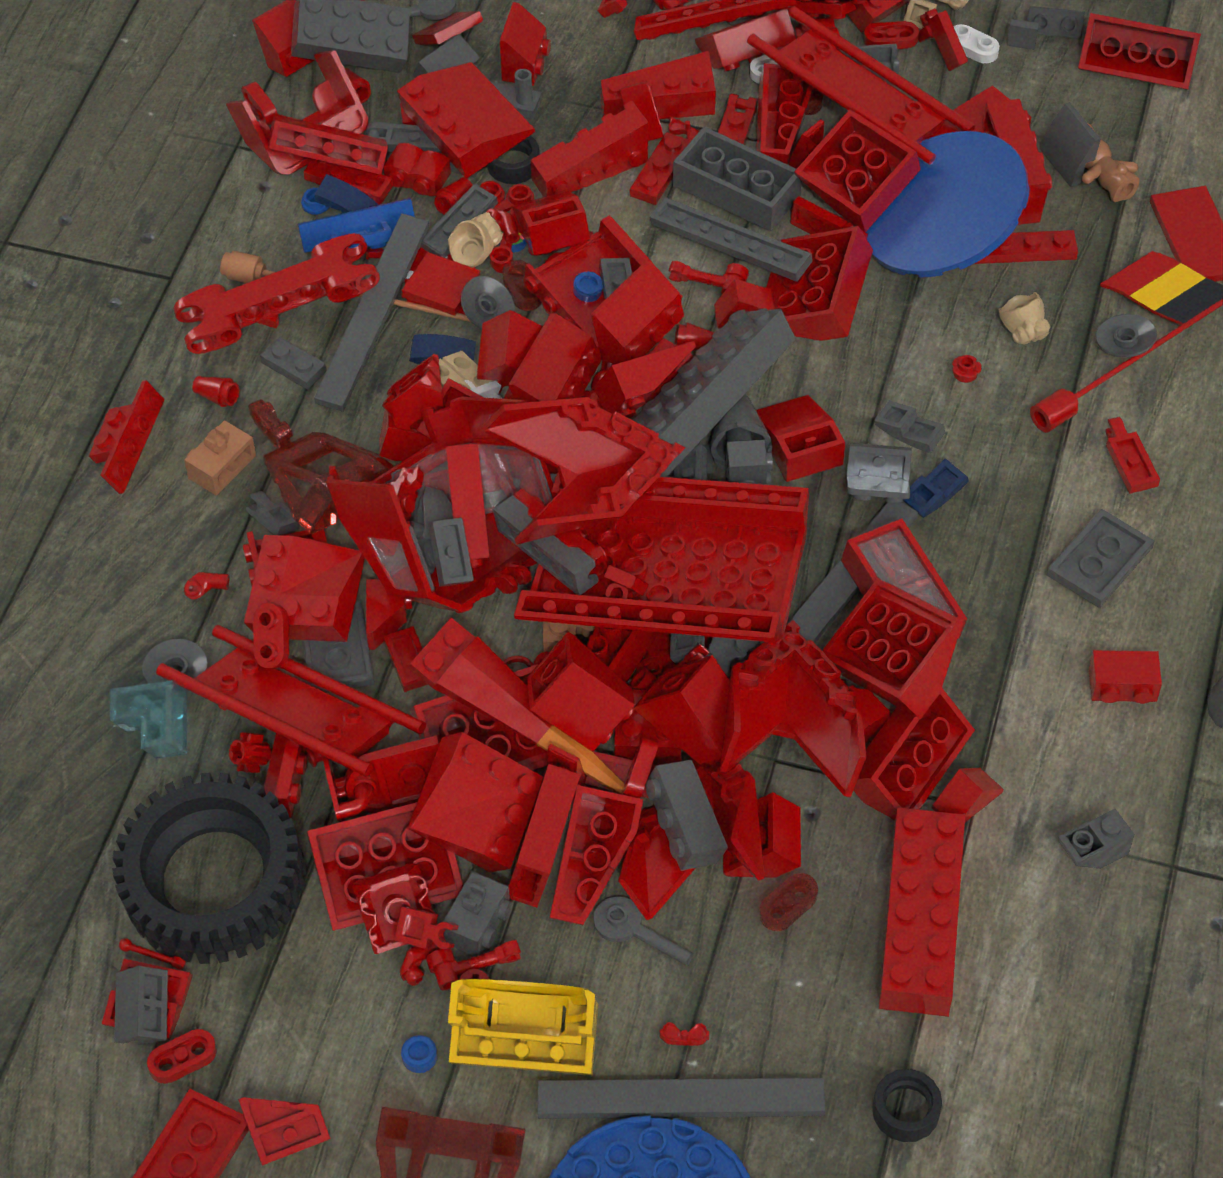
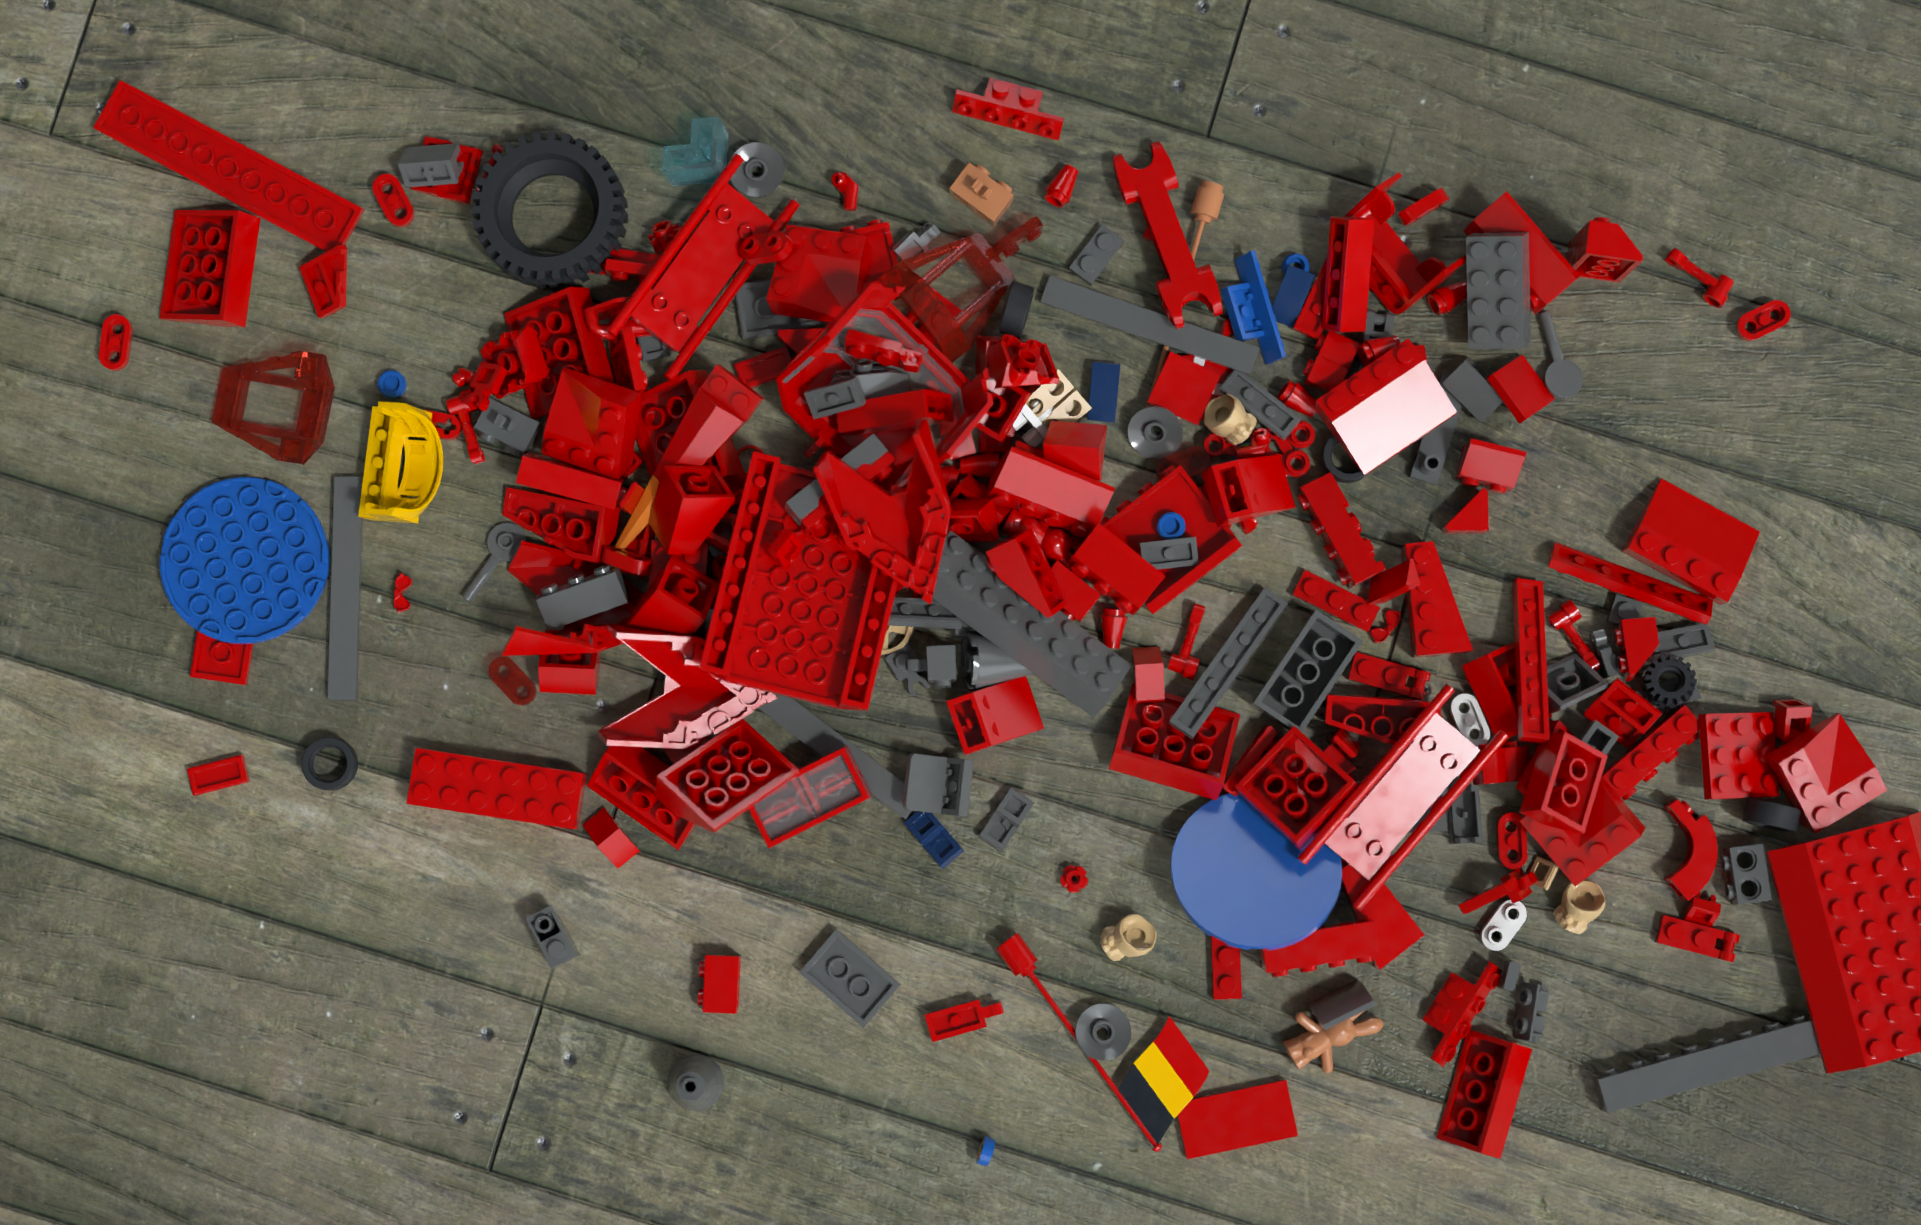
camera: 90 degrees right, 30 degrees up
(357, 404) = (1016, 310): none -> black tyre
(406, 126) = (1375, 348): none -> red cone
(570, 65) = (1471, 518): none -> red slope
(1059, 73) = (1457, 1007): none -> red bracket

